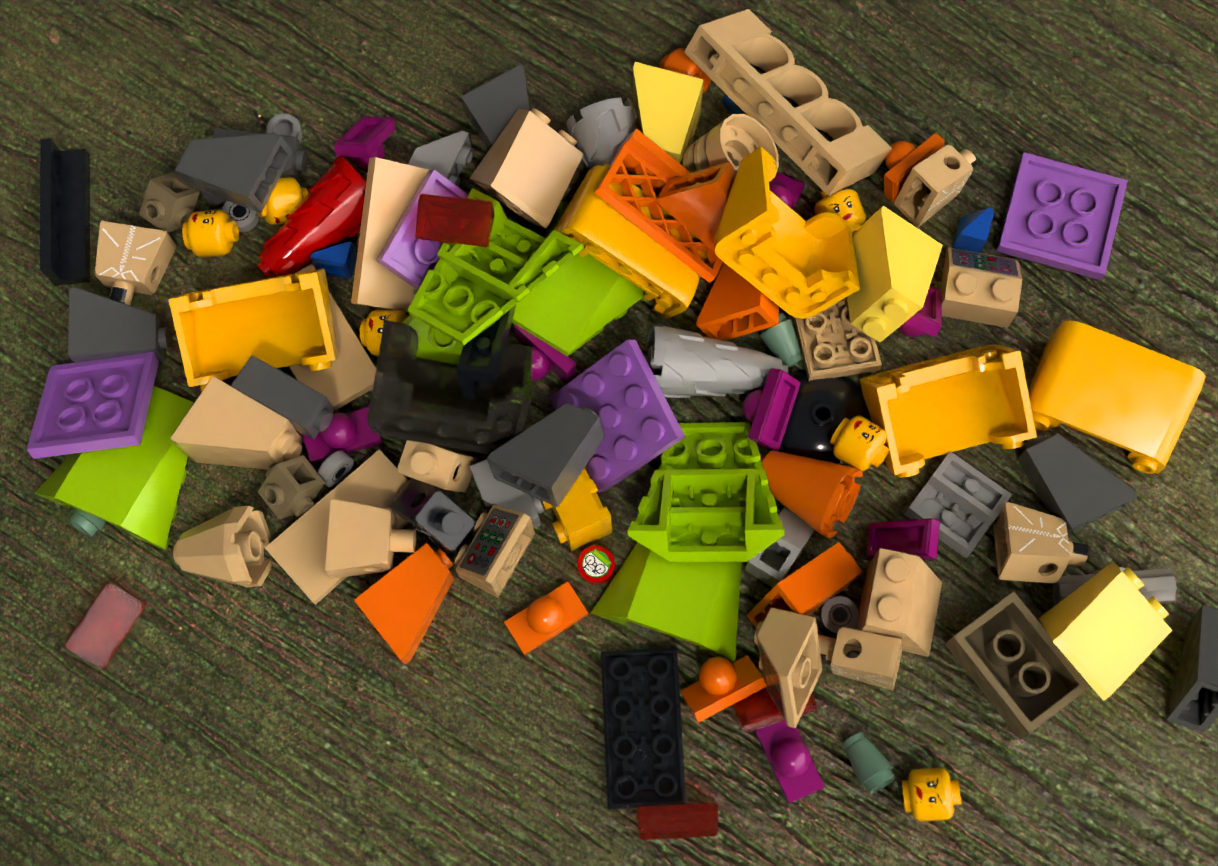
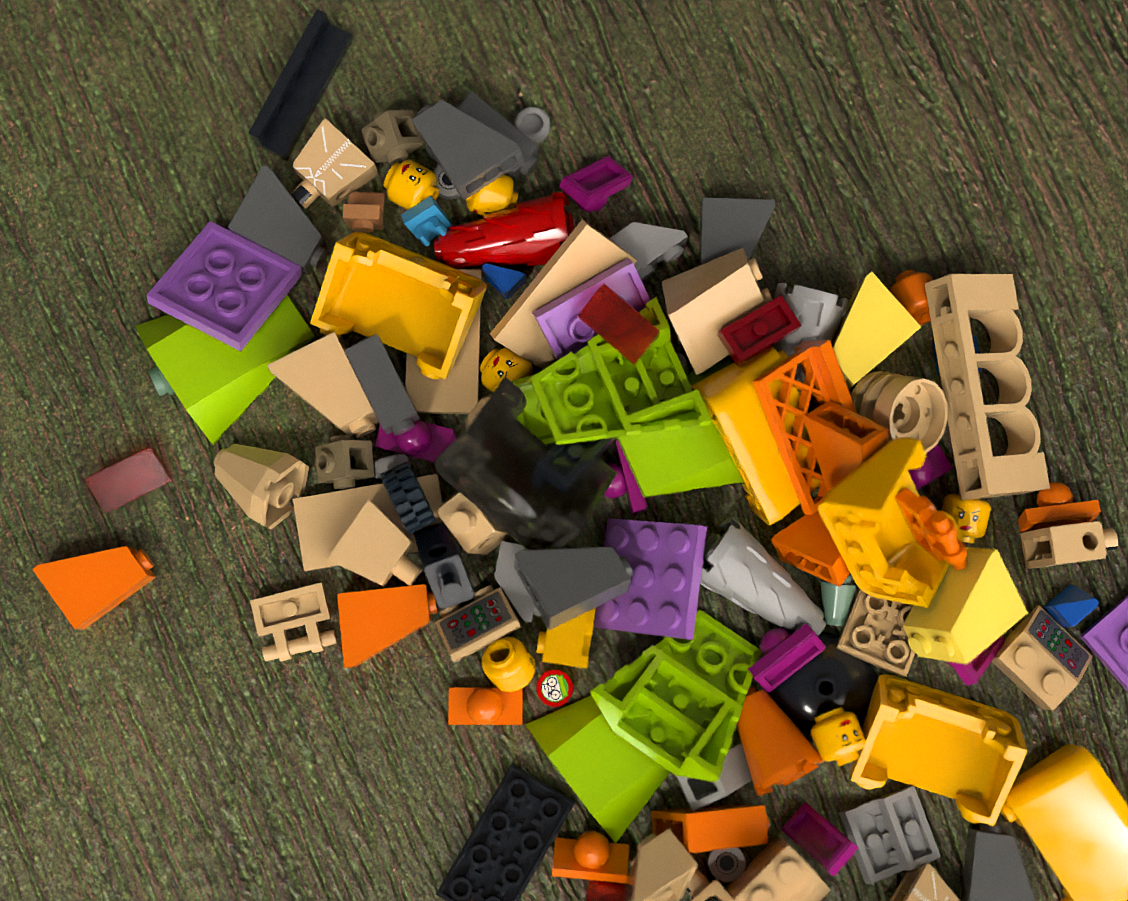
camera: 30 degrees right, 10 degrees up
(127, 731) = (95, 582): none -> orange slope
(182, 277) = (364, 211): none -> medium nougat bracket
(240, 251) = (426, 220): none -> dark azure tile
(322, 645) = (292, 610): none -> tan plate
(364, 475) = (408, 497): none -> black bush
(542, 566) = (508, 664): none -> yellow head
(574, 159) = (759, 330): none -> dark red plate
(821, 224) = (932, 529): none -> orange plate

